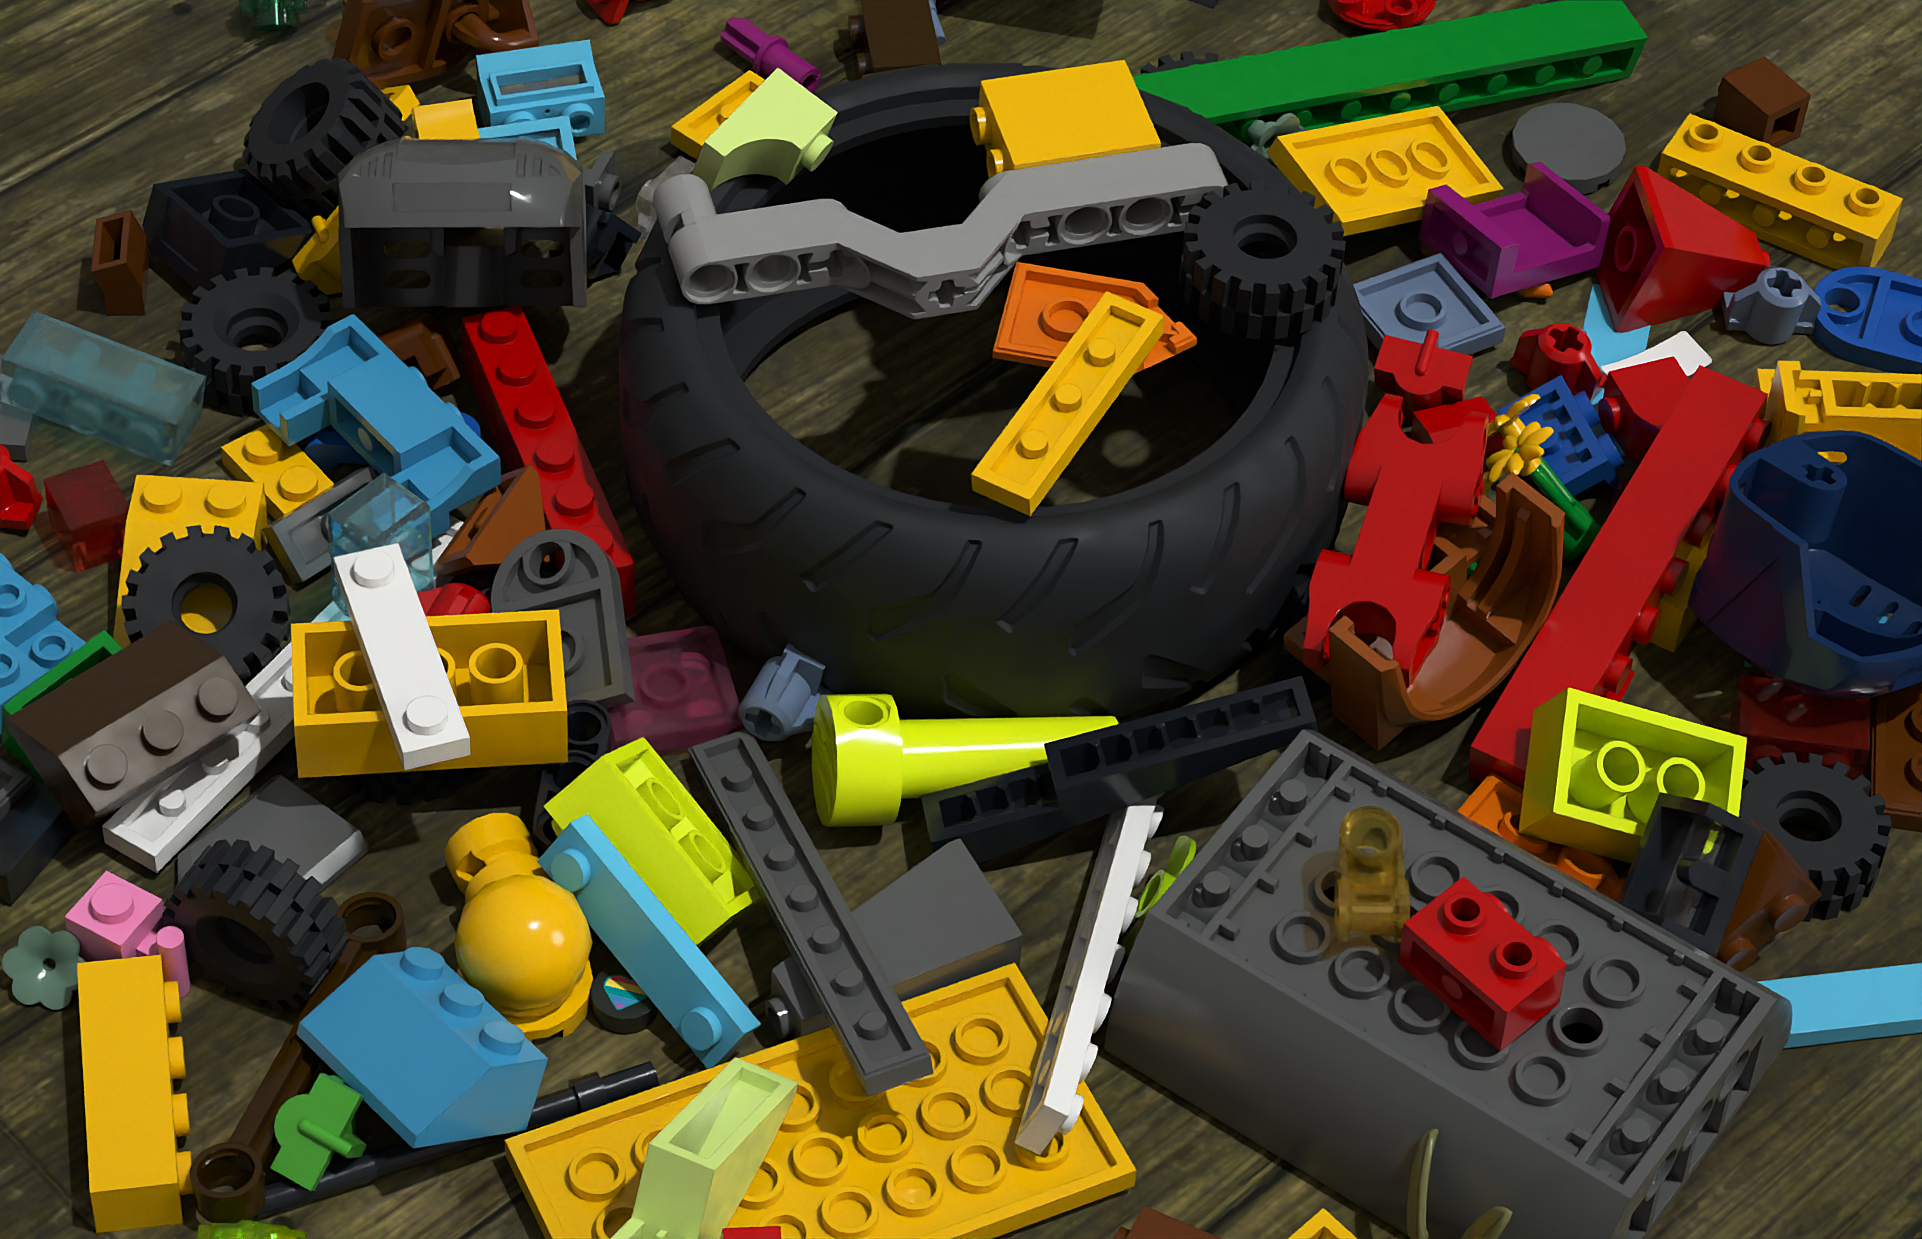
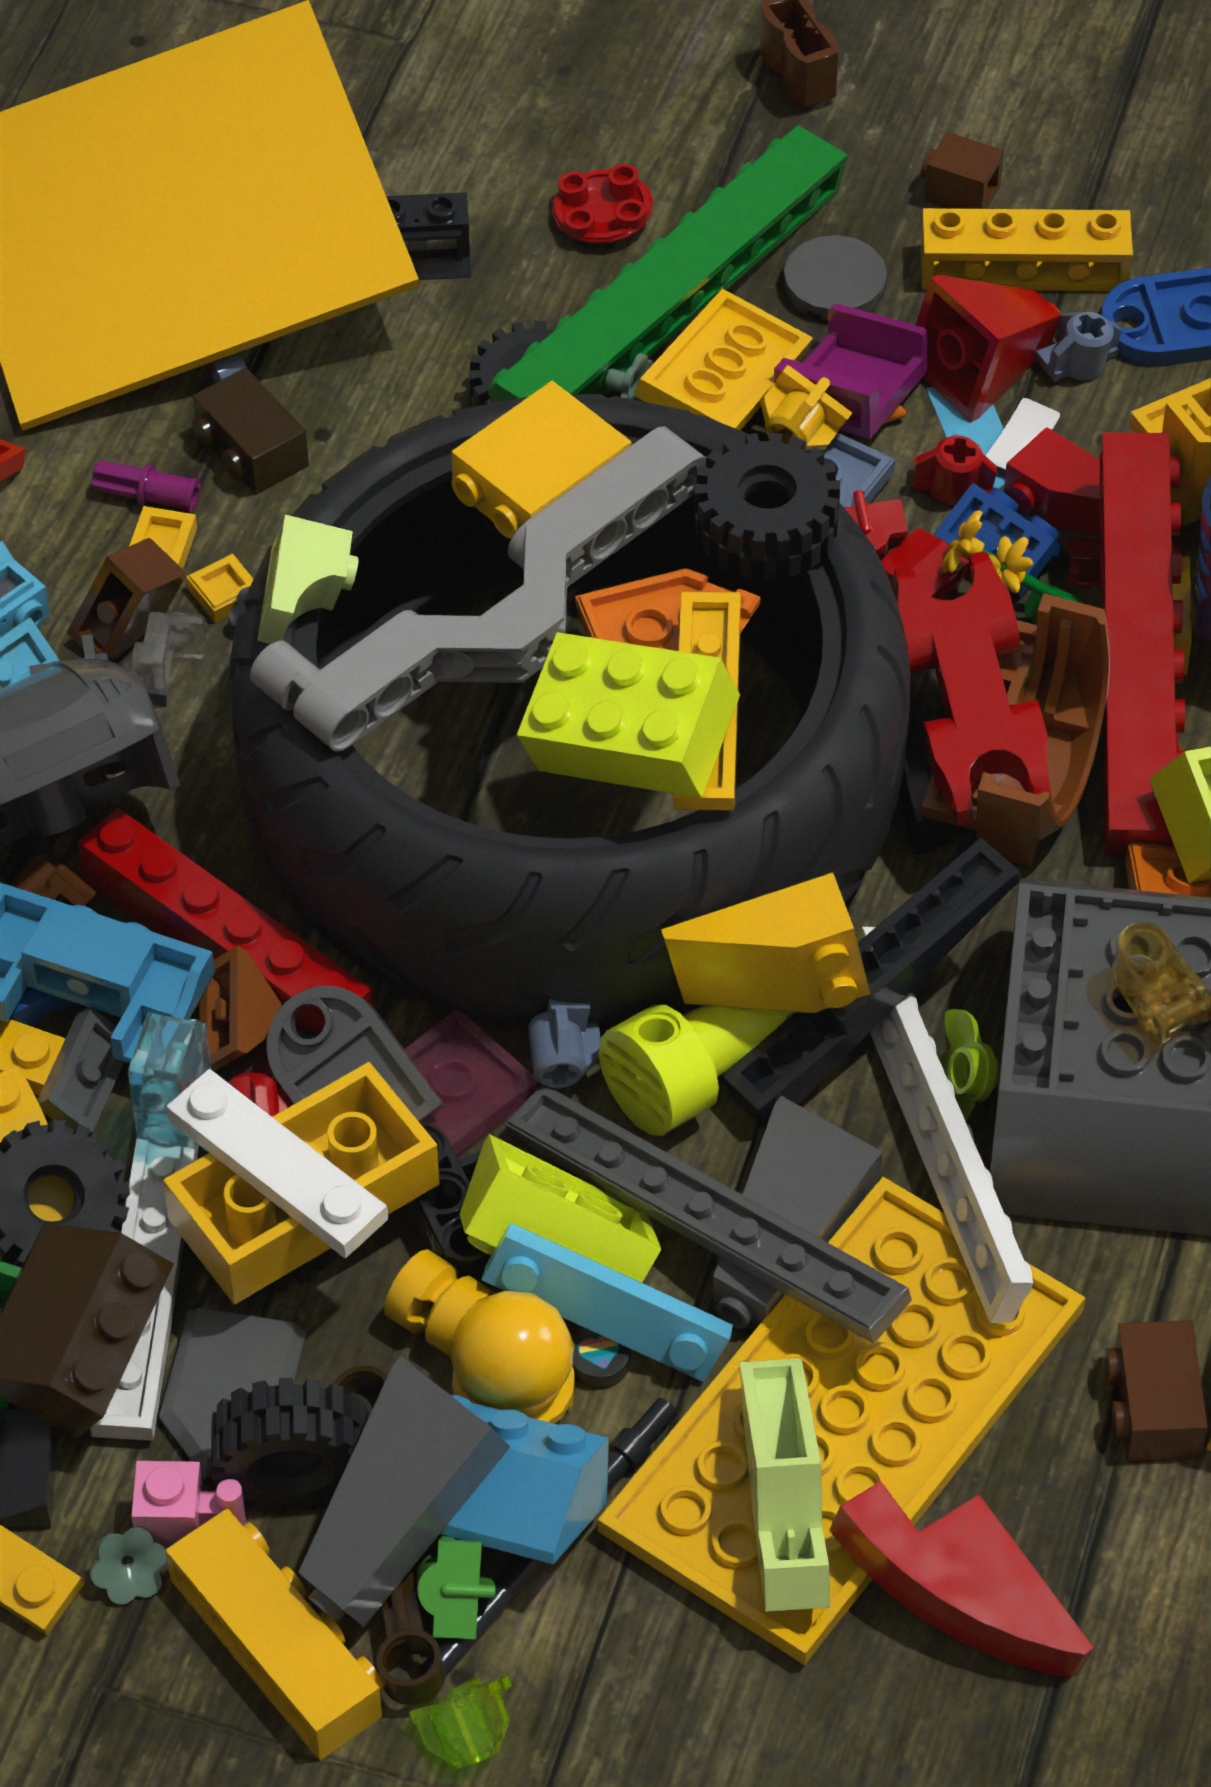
camera: 25 degrees left, 5 degrees up
(308, 1009) = (398, 1493): none -> dark grey slope
(664, 125) = (123, 594): none -> reddish brown slope
(972, 375) = (629, 714): none -> neon yellow brick
(1016, 684) = (771, 952): none -> yellow slope
(1429, 242) = (802, 410): none -> yellow piece

